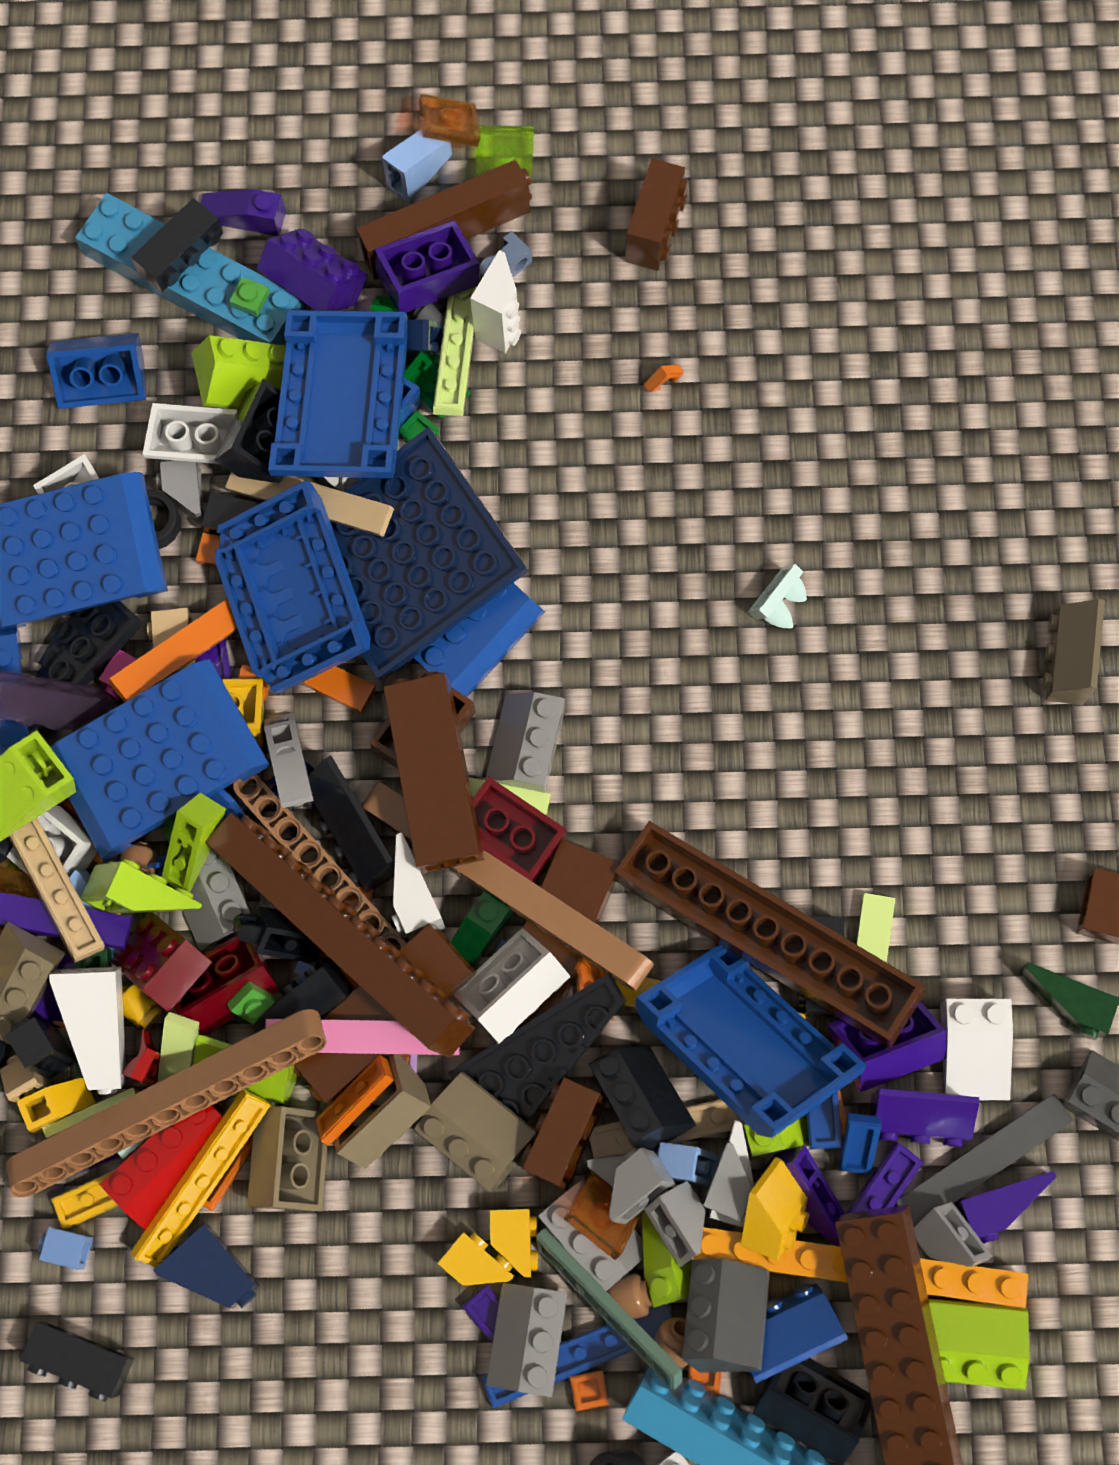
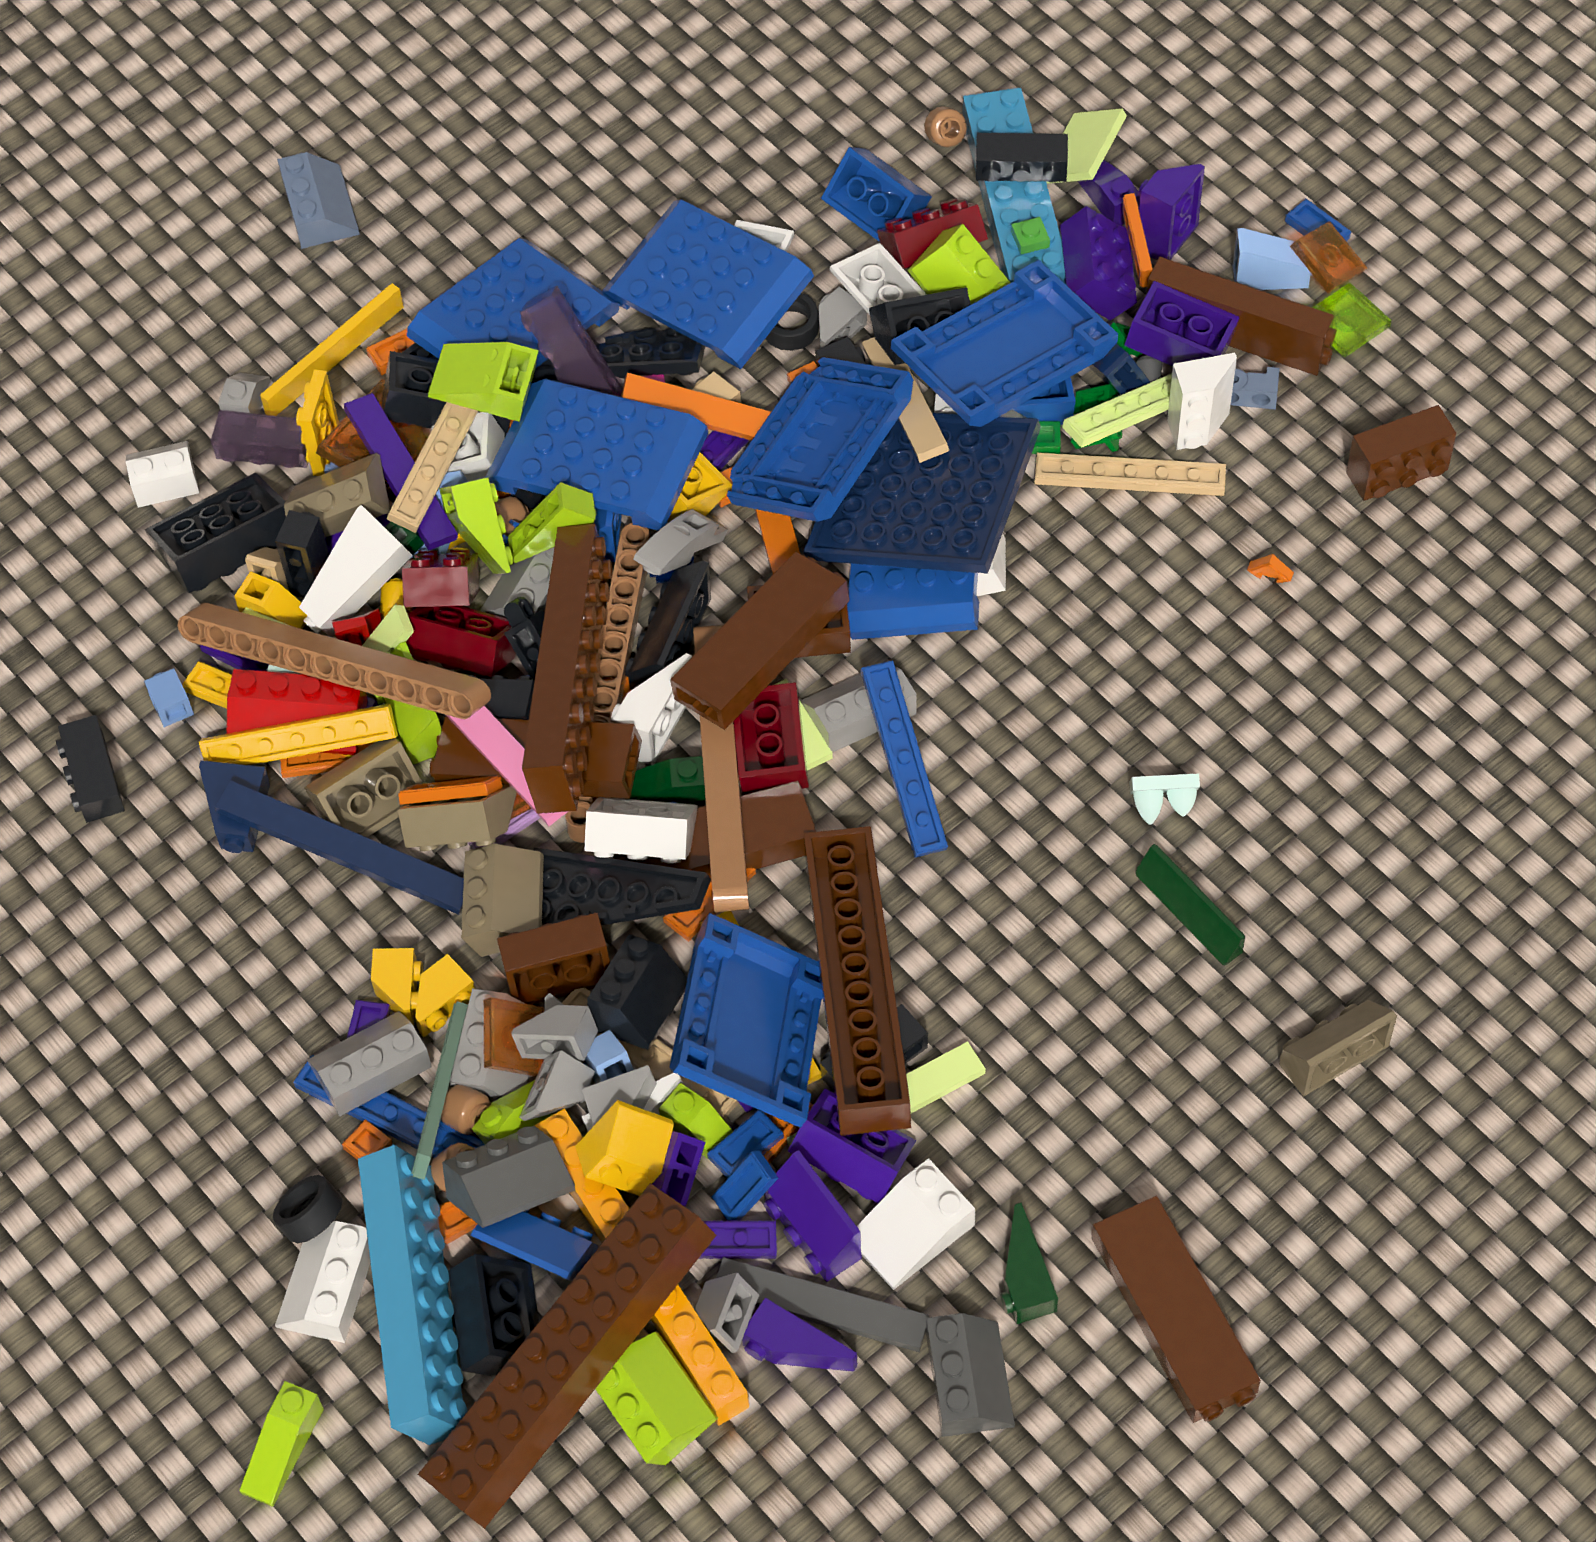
camera: 50 degrees right, 15 degrees down
(85, 271) = (947, 135): none -> medium nougat head
(169, 367) = (911, 237): none -> dark red brick
(191, 178) = (1089, 141): none -> yellowish green tile
(251, 1002) = (463, 658): bright green plate -> none
(315, 190) = (1170, 208): none -> dark purple slope
(323, 1217) = (342, 846): none -> dark blue tile
(324, 230) = (1137, 239): none -> orange tile
(402, 104) = (1309, 217): none -> blue tile
(504, 396) = (1130, 474): none -> tan tile
(607, 750) = (904, 759): none -> blue tile
(883, 655) = (1190, 905): none -> dark green slope

